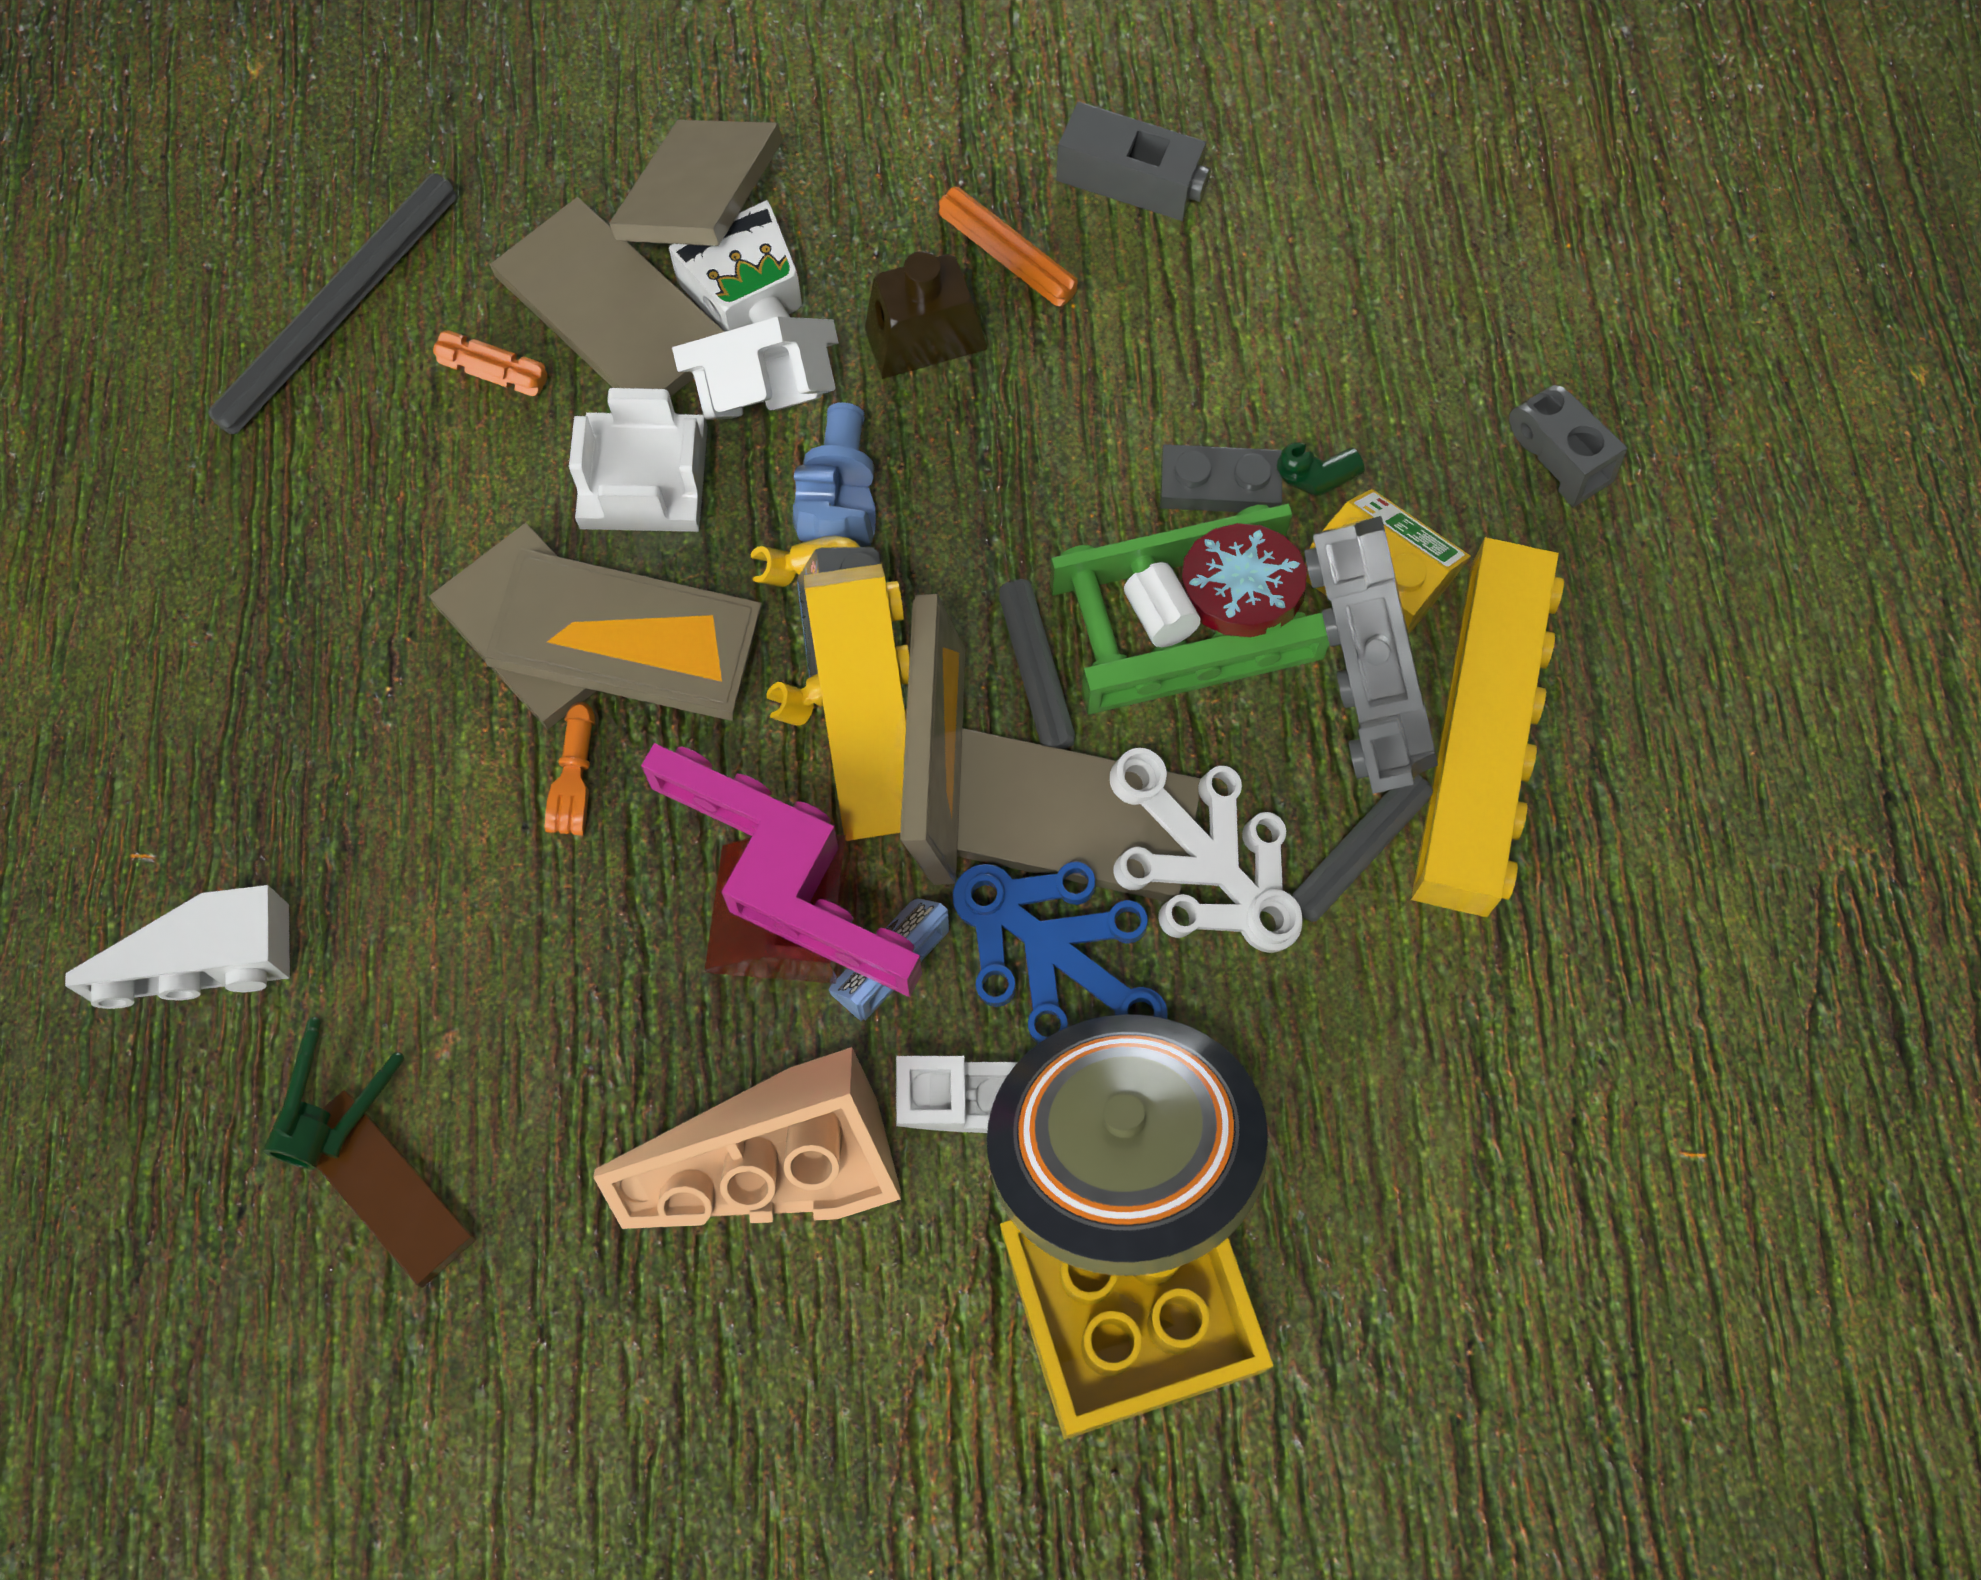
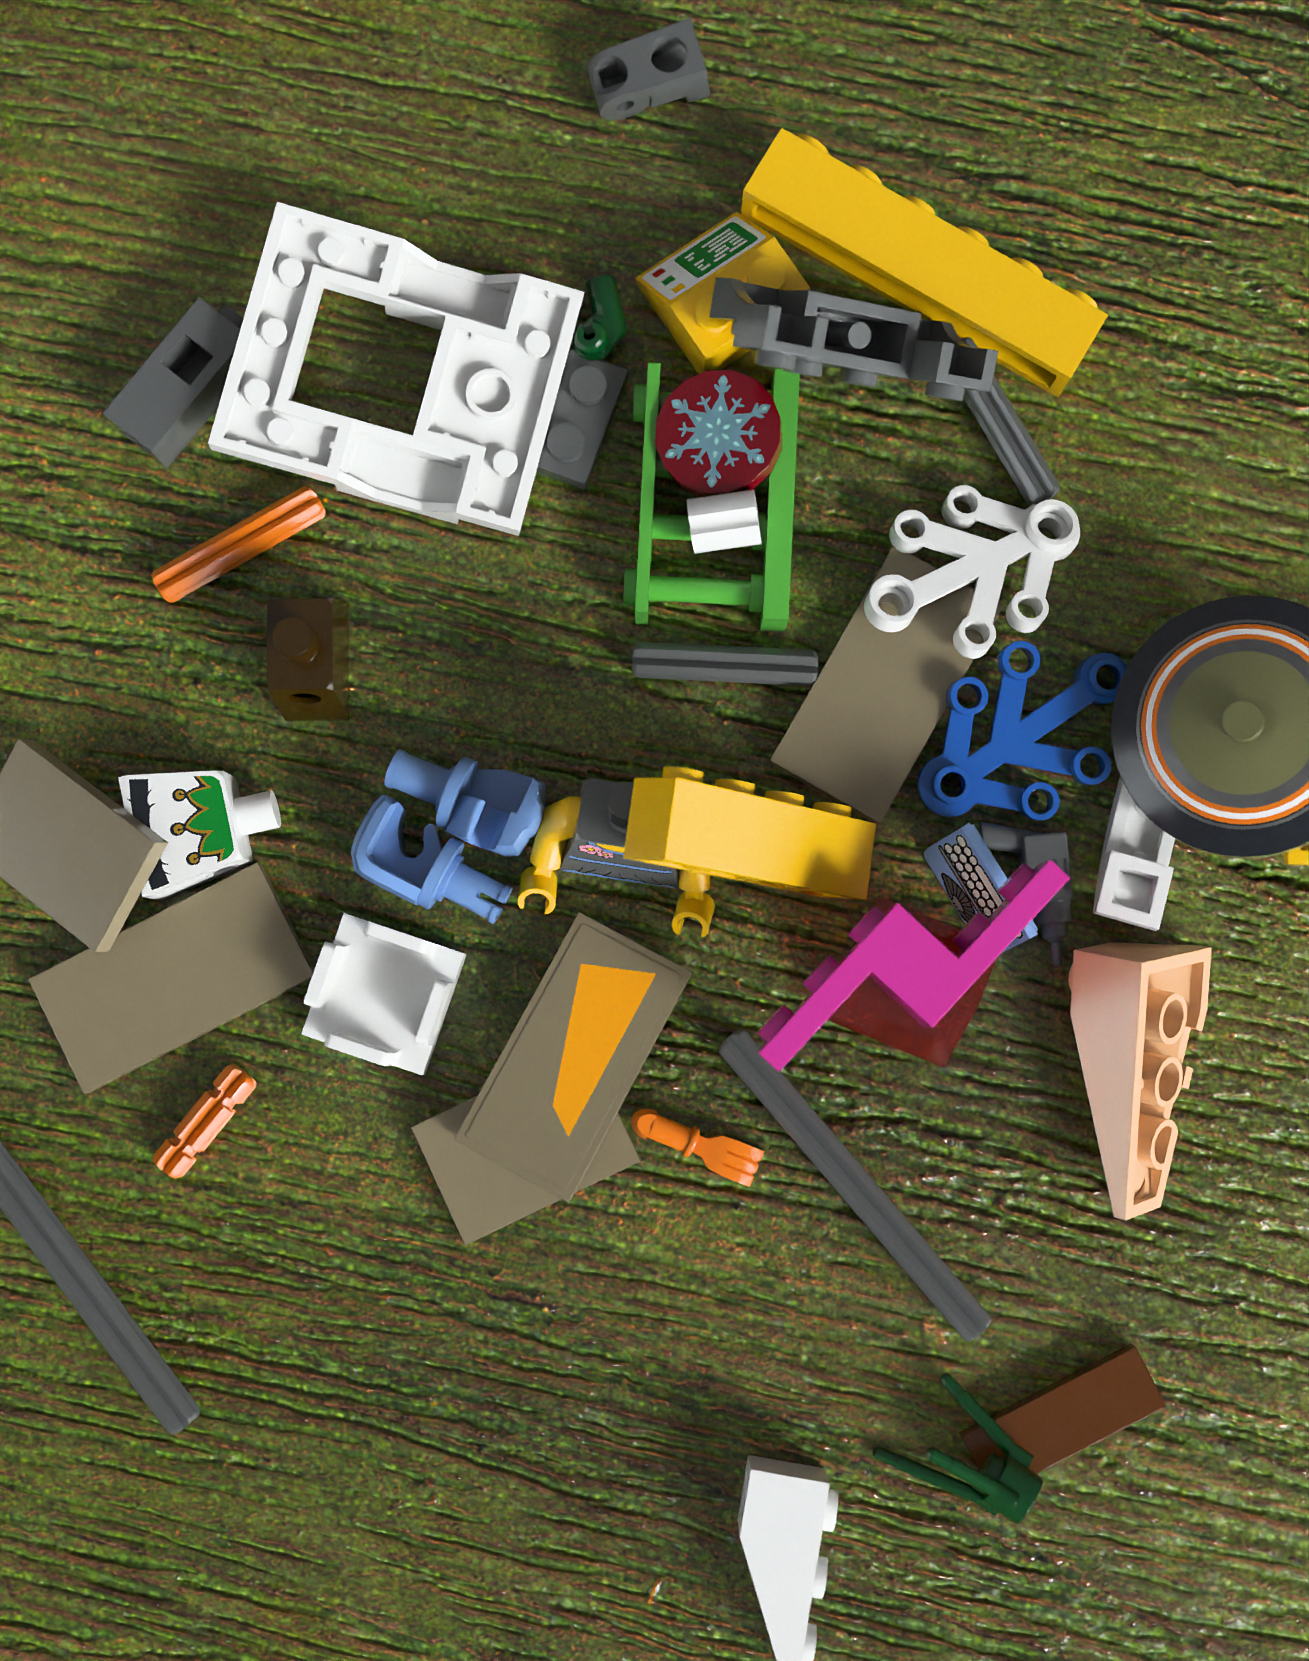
camera: 70 degrees left, 15 degrees up
(557, 938) = (855, 1186): none -> dark grey axle
(757, 462) = (436, 873): none -> medium blue piece
(765, 361) = (317, 846): white panel -> none
(926, 1013) = (1033, 849): none -> dark grey piece
(933, 741) = (806, 784): dark tan tile -> none
(1202, 385) = (483, 398): none -> white piece

